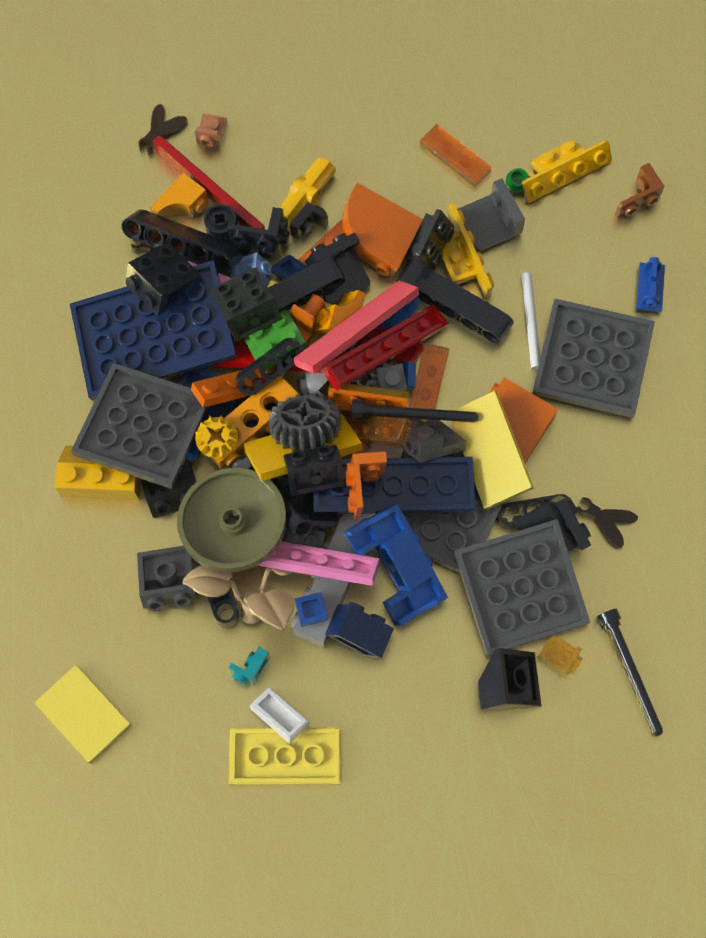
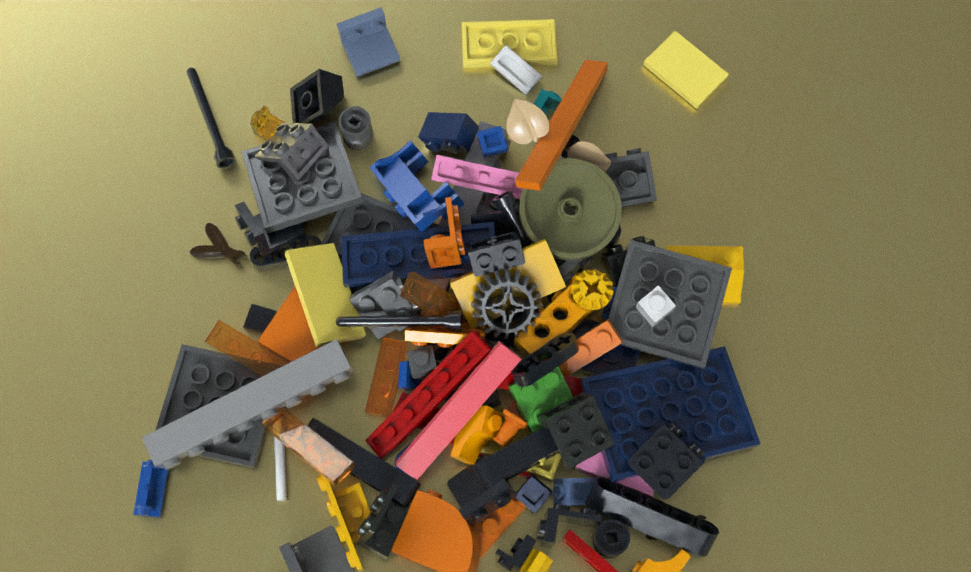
camera: 175 degrees right, 0 degrees up
(154, 410) = (655, 306): none -> white brick
(230, 623) = (561, 126): none -> orange tile
(450, 753) = (368, 42): none -> sand blue bracket
(463, 643) = (356, 127): none -> dark grey wheel
(502, 305) = (309, 446): none -> clear orange tile
(534, 613) = (293, 147): none -> flat silver bracket
(558, 442) = (258, 318): none -> black tile
(560, 343) = (248, 404): none -> light grey brick
(566, 399) = (244, 349): none -> clear orange tile

